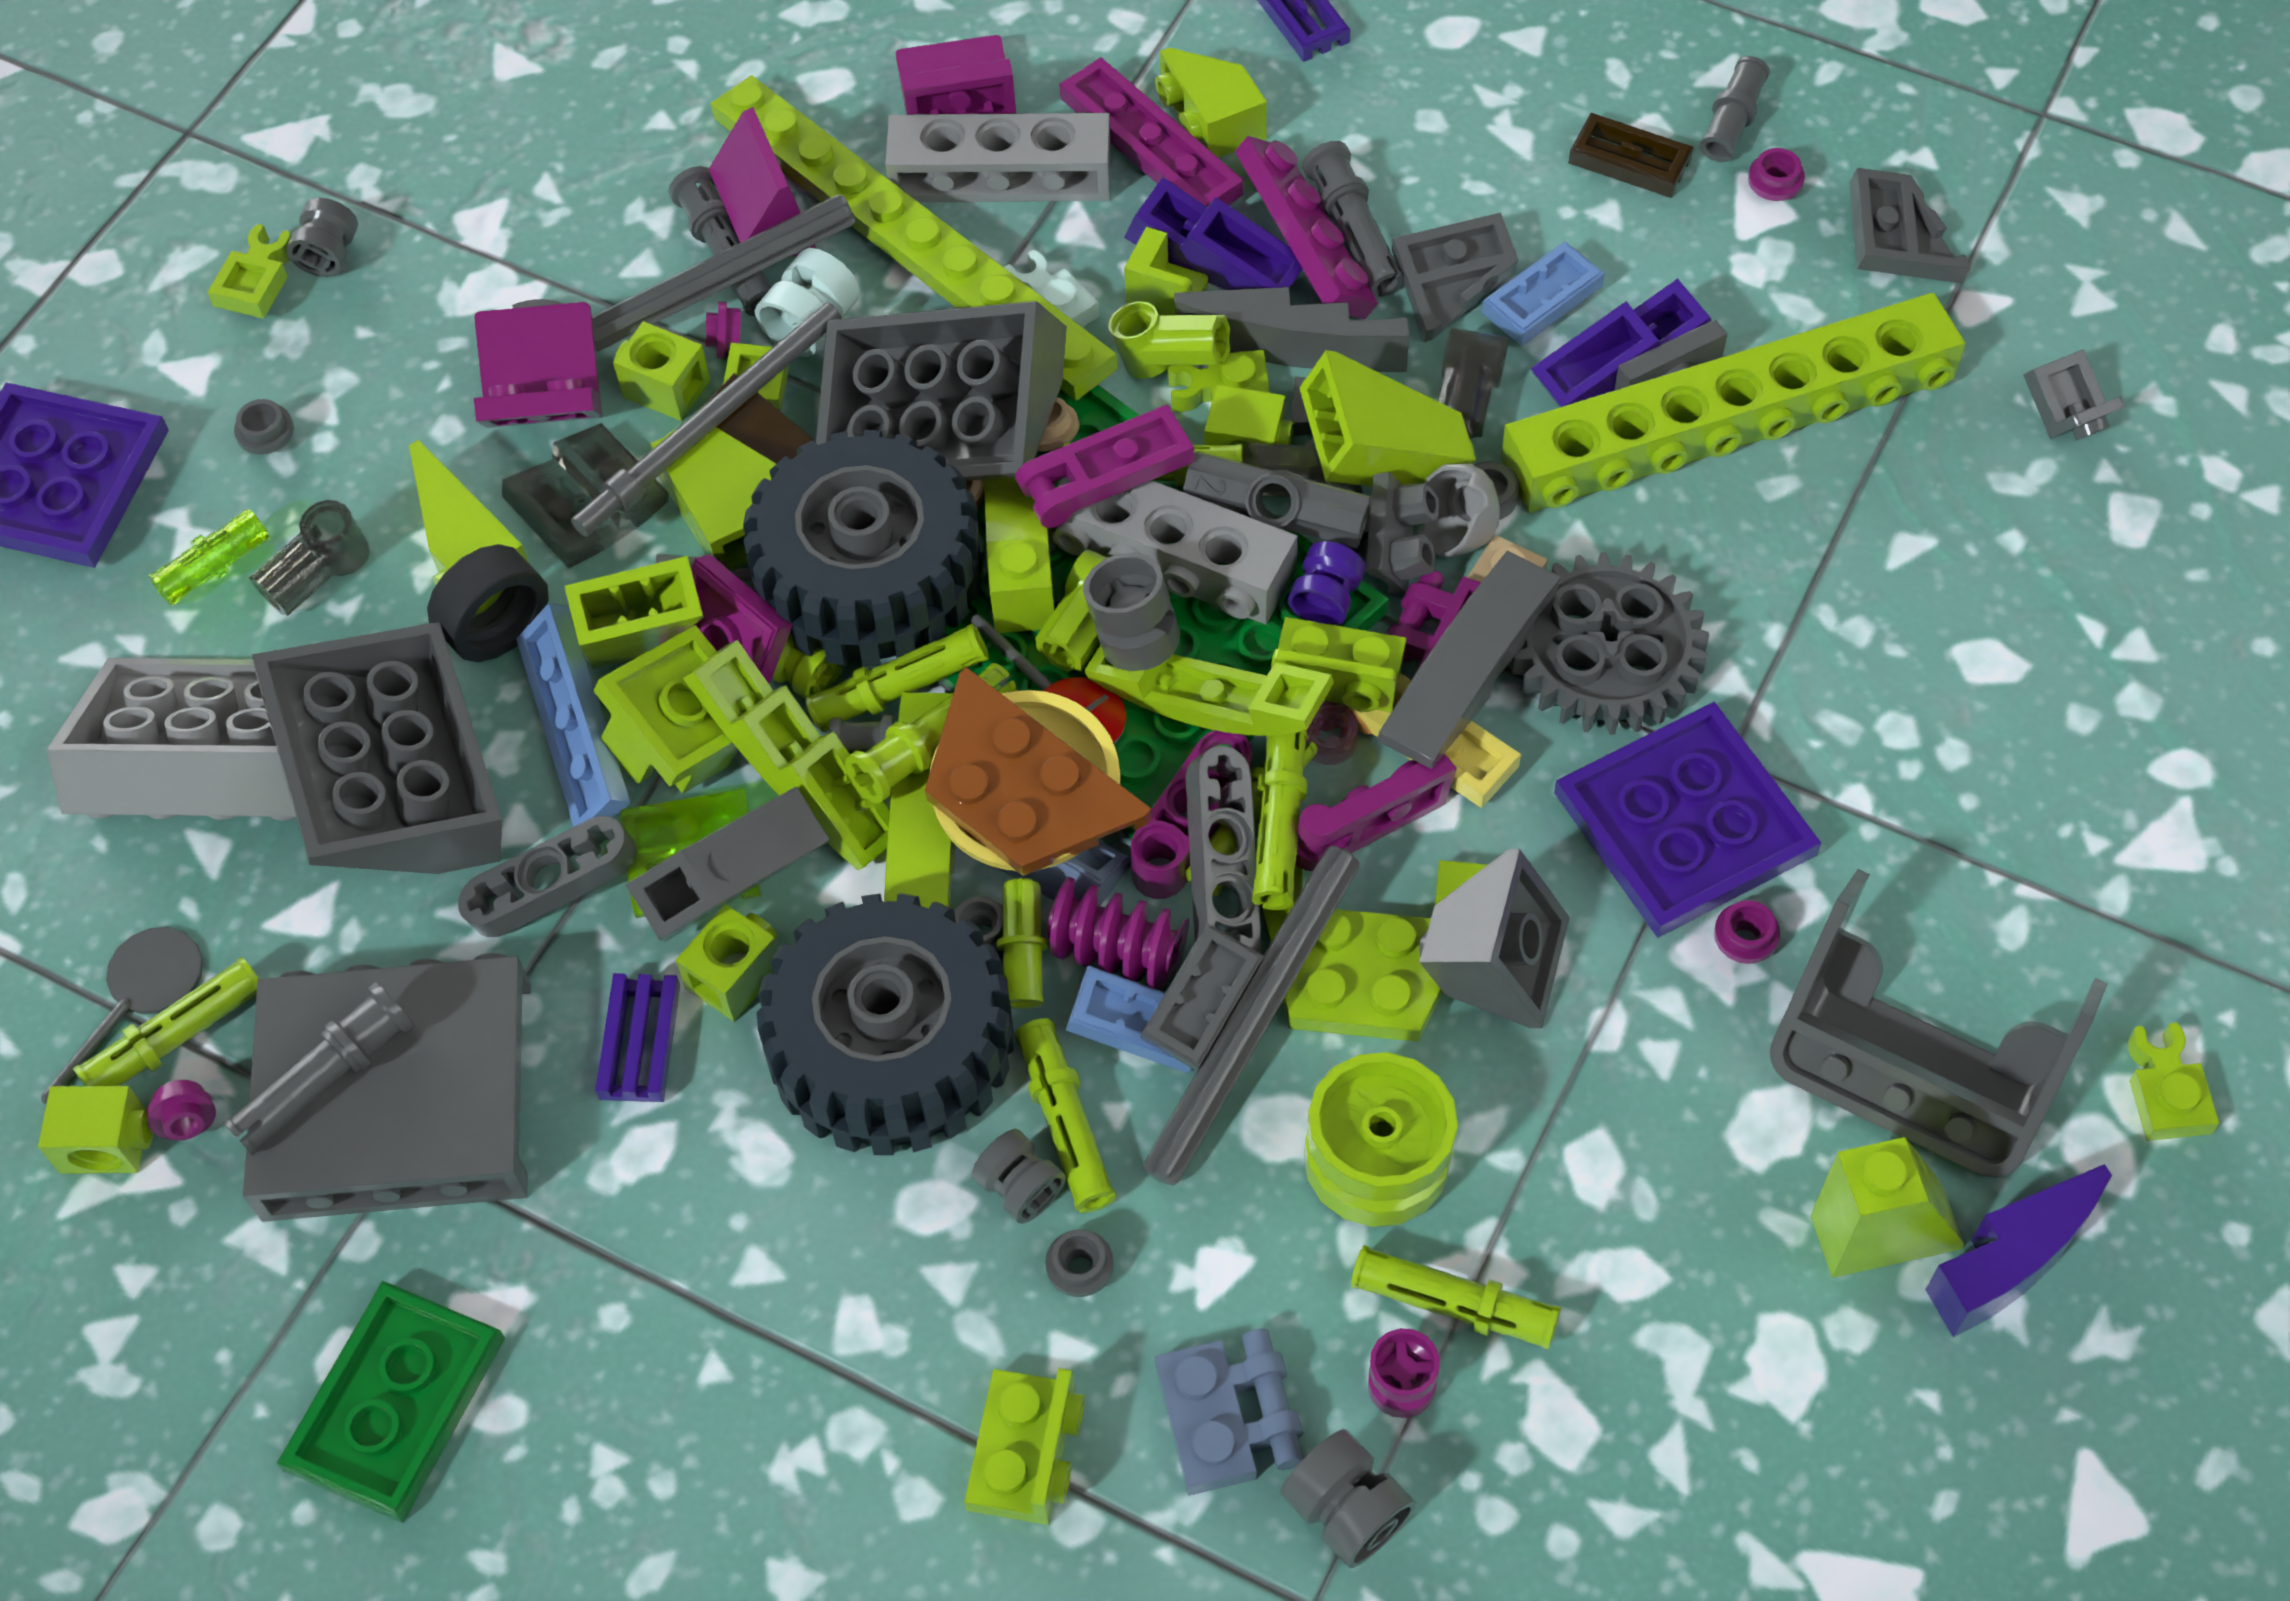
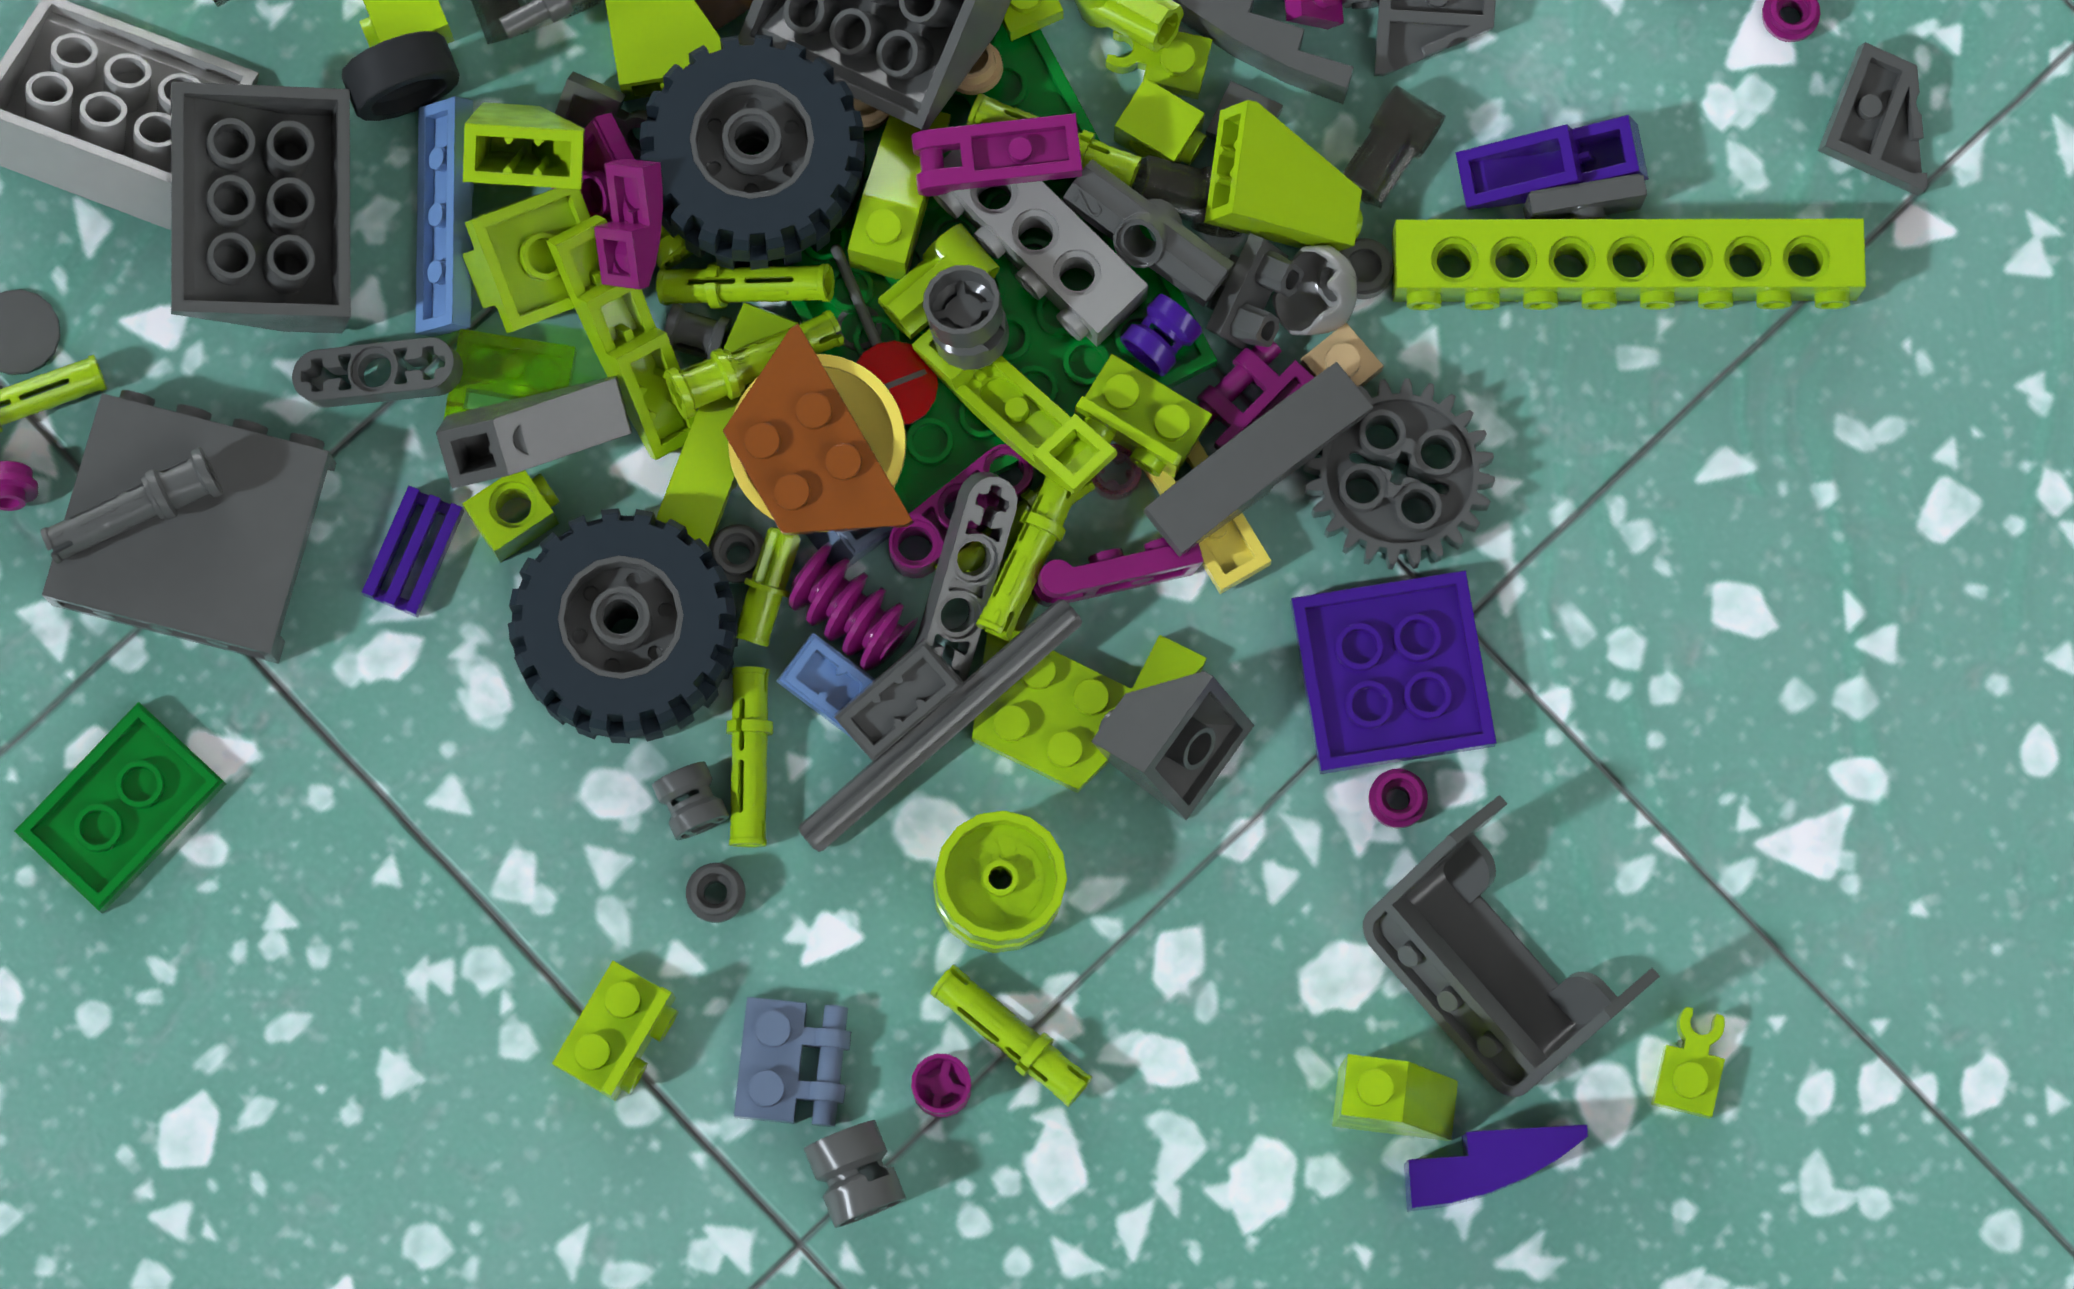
camera: 15 degrees right, 20 degrees up
(770, 641) = (631, 241): none -> magenta slope
(1542, 293) = (1504, 70): medium blue plate -> none
(2070, 397) = (1946, 371): dark grey bracket -> none

